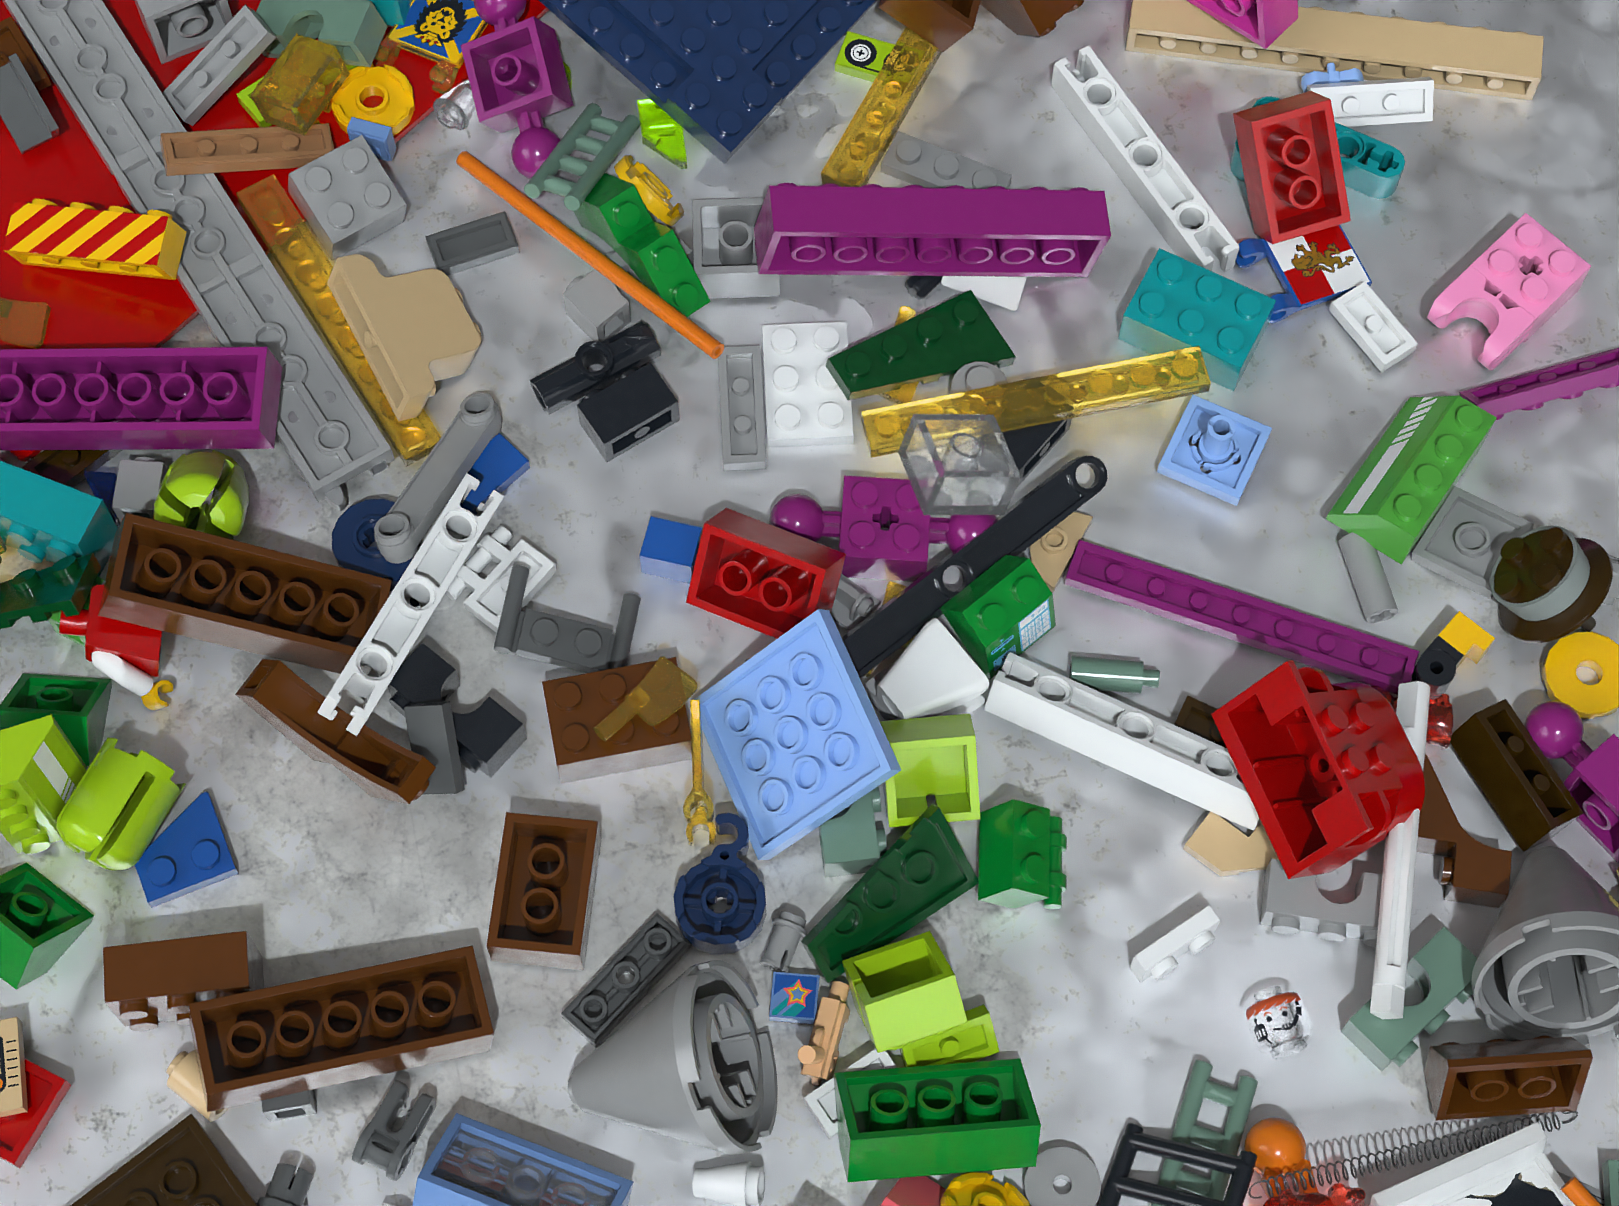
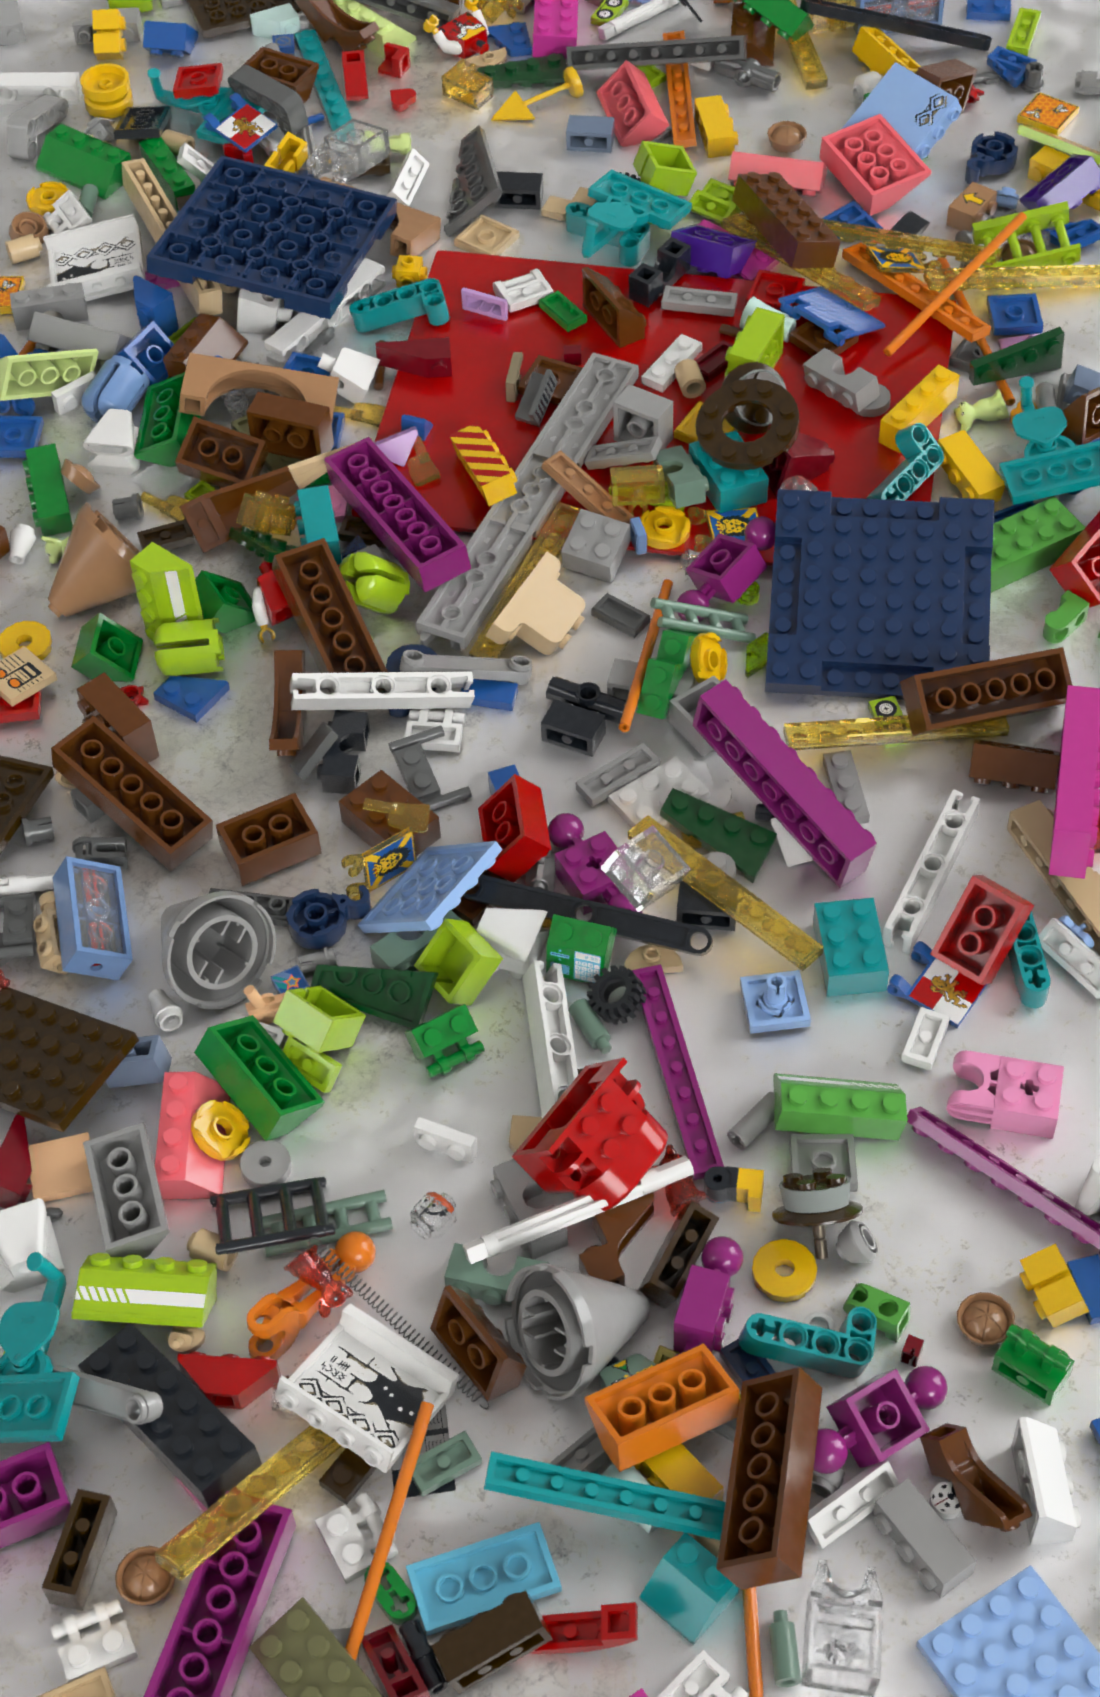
camera: 60 degrees right, 15 degrees down
(124, 925) = (136, 693): none -> red plate
(1122, 617) = (626, 1004): none -> black tyre

